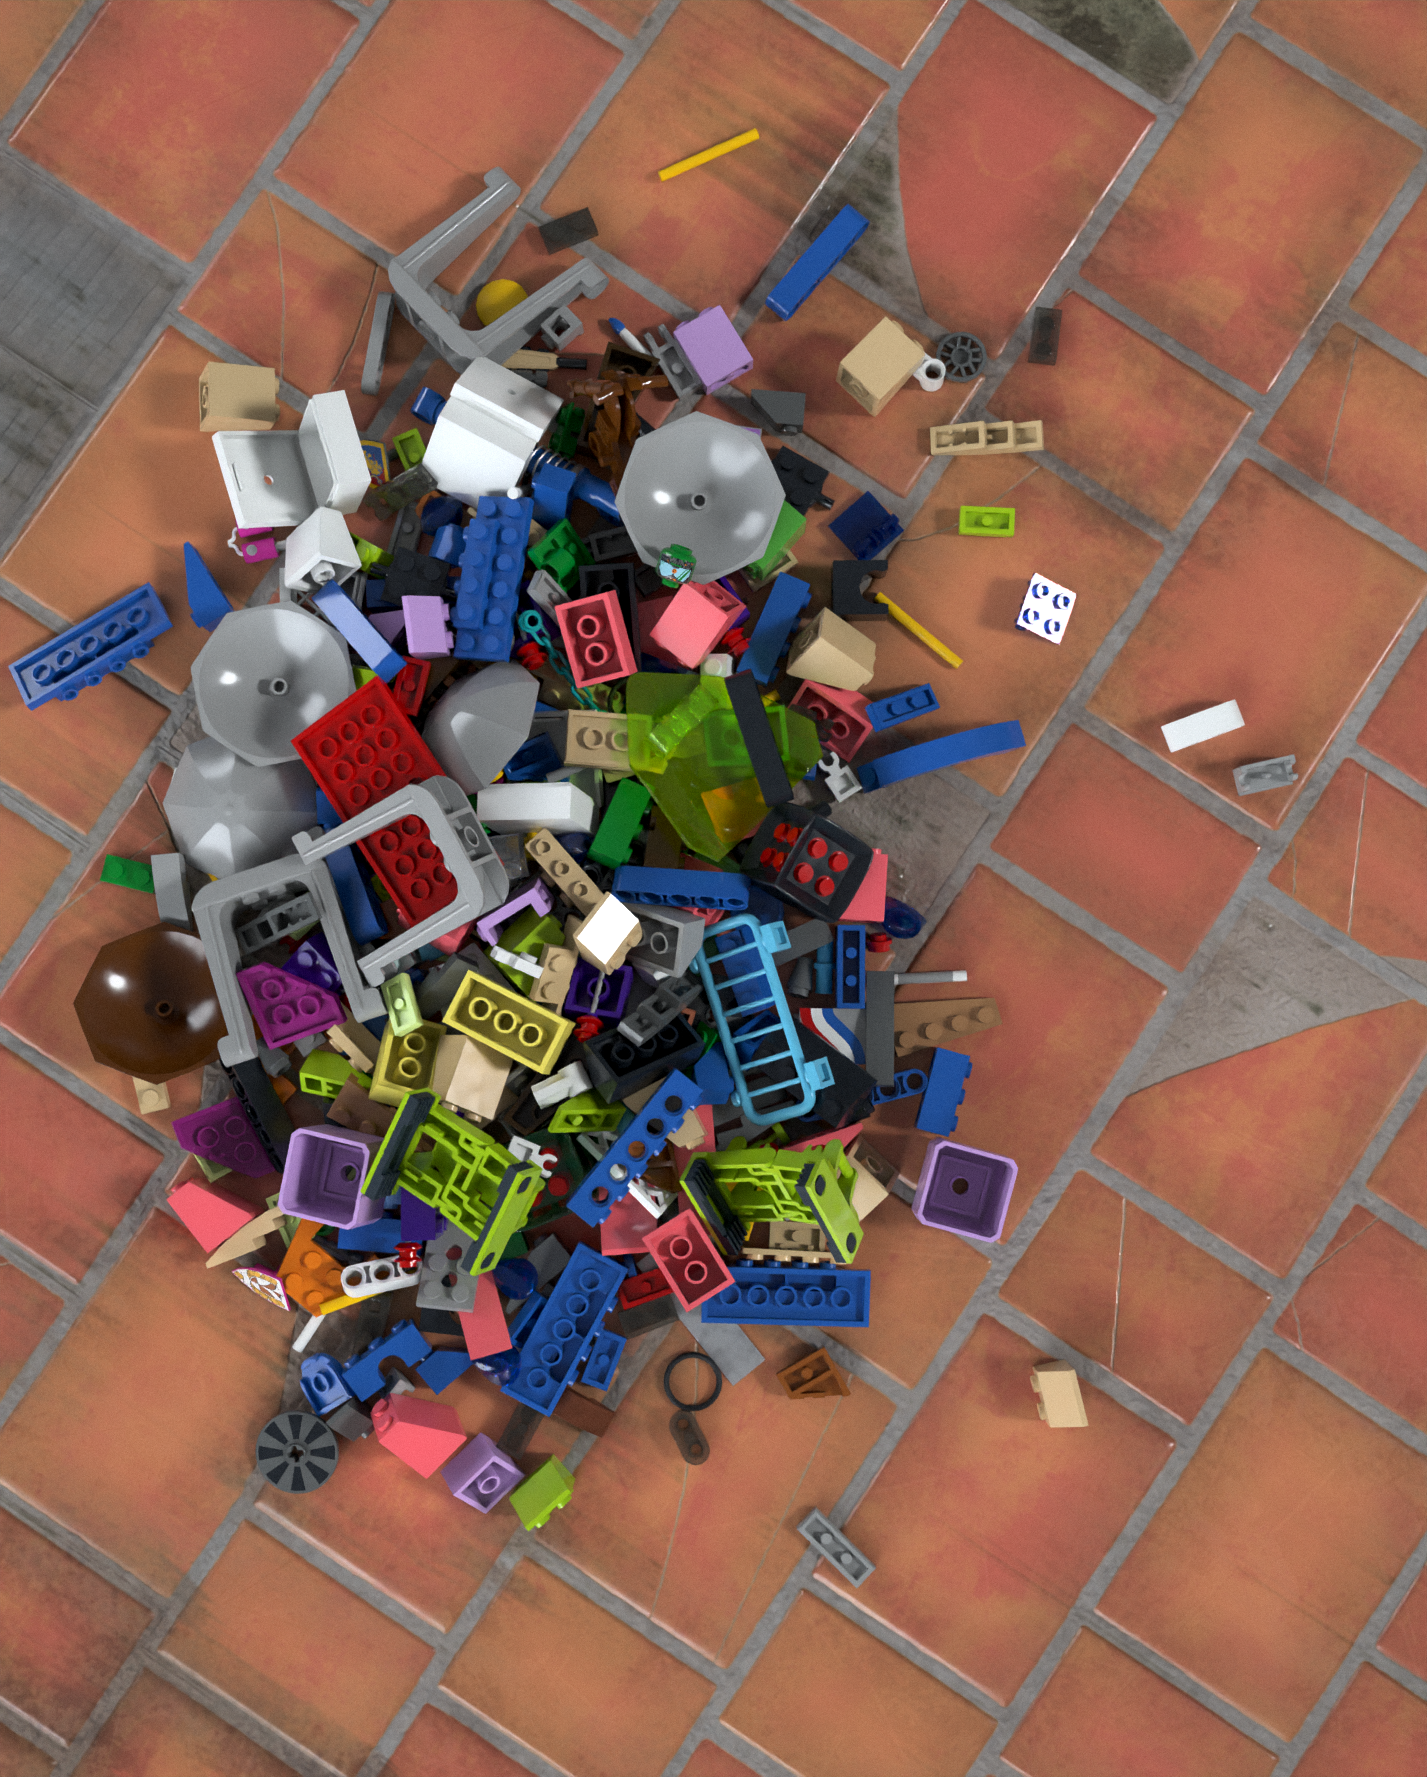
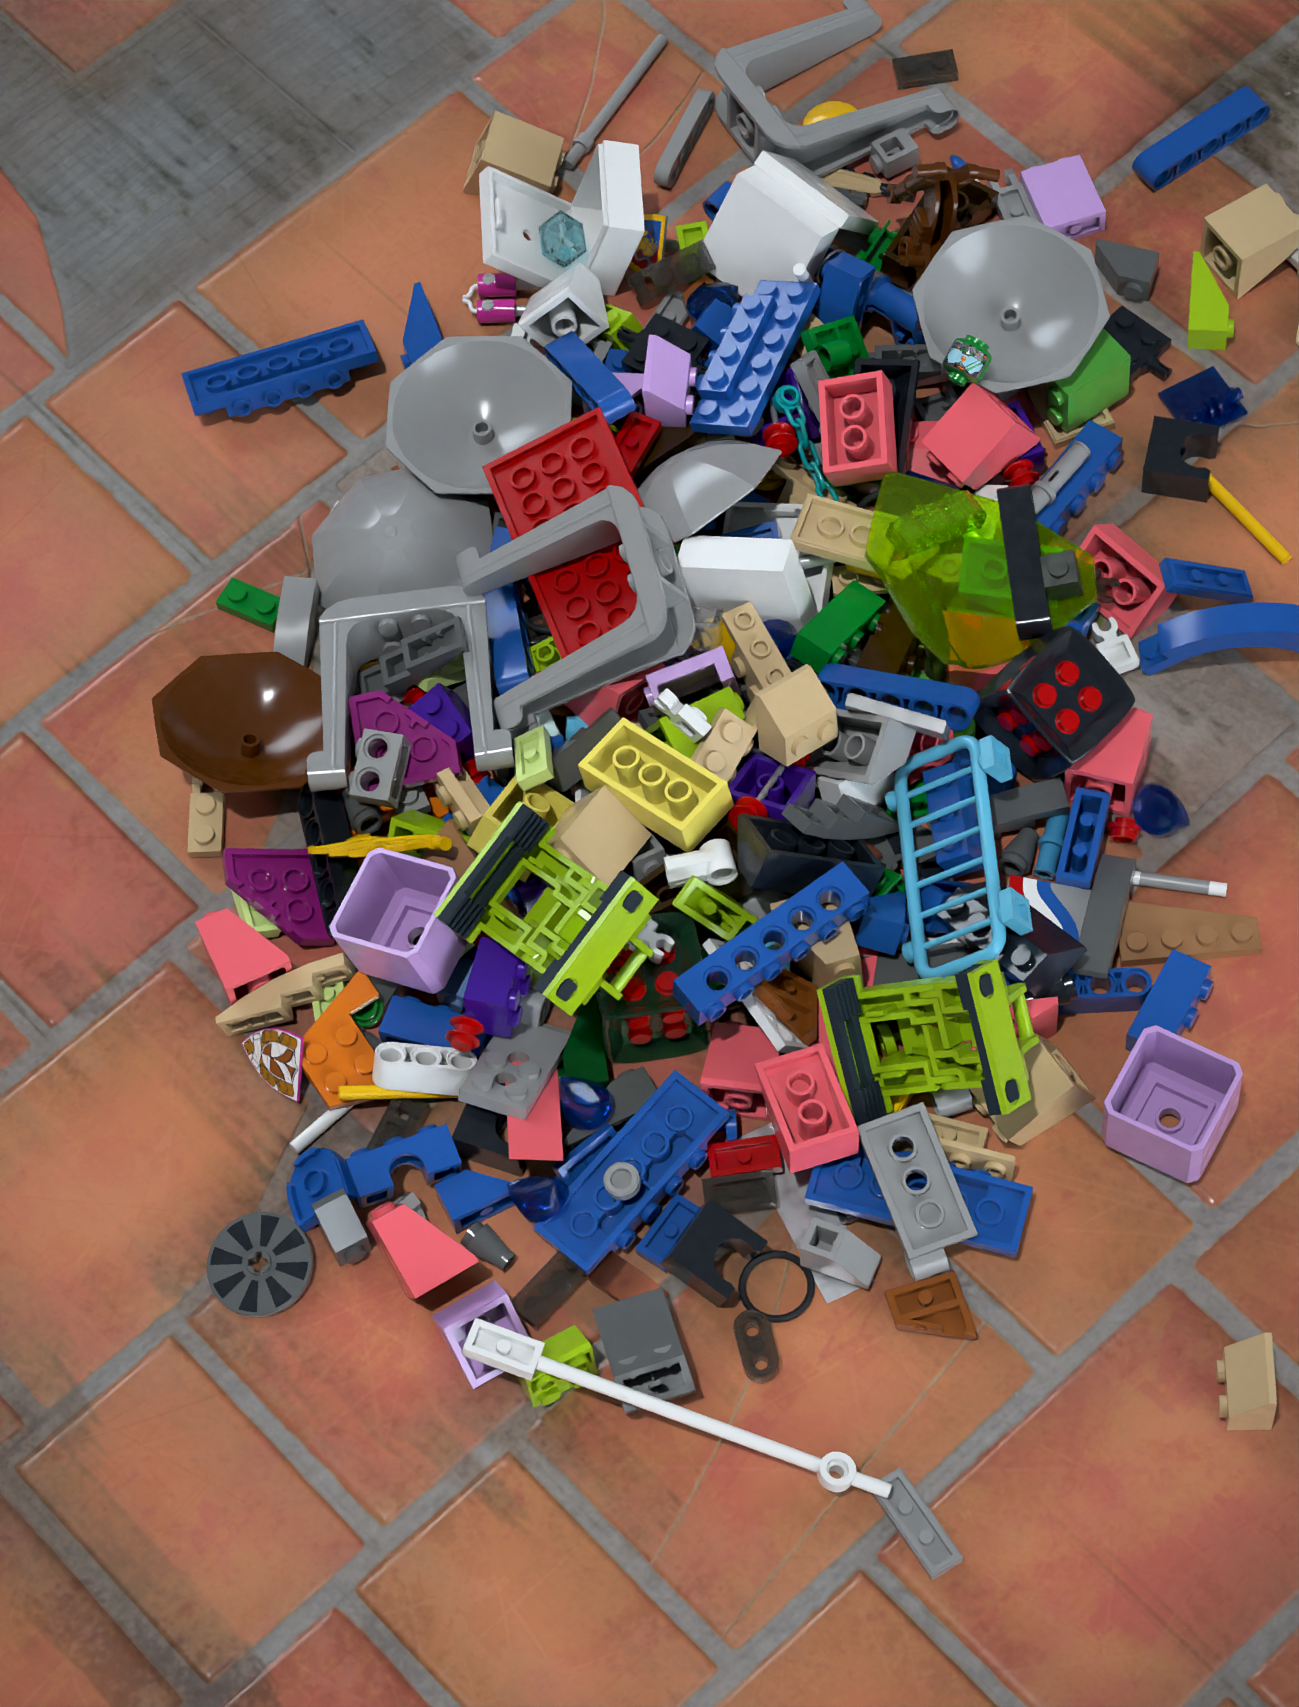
camera: 20 degrees right, 25 degrees down
(286, 1036) = (388, 768): none -> light grey brick
(291, 1109) = (363, 843): none -> yellow piece
(292, 361) = (585, 140): none -> light grey bar
(299, 476) = (562, 239): none -> clear light blue brick
(468, 1401) = (487, 1245): none -> dark grey cone
(521, 1517) = (522, 1356): none -> white bar
(559, 1343) = (622, 1181): none -> light grey tile
(609, 1471) = (644, 1347): none -> dark grey slope
(630, 1372) = (694, 1250): none -> black piece
(688, 913) = (920, 722): none -> light grey tile
(708, 154) = (1101, 23): yellow bar -> none
(736, 1355) = (838, 1253): none -> light grey slope
(758, 652) = (1045, 490): none -> light grey pin
(792, 748) = (1061, 575): none -> pearl dark grey brick
(801, 1318) = (925, 1217): none -> light grey hinge
(832, 653) = (1134, 507): tan slope -> none
(854, 438) = (1207, 310): none -> lime slope

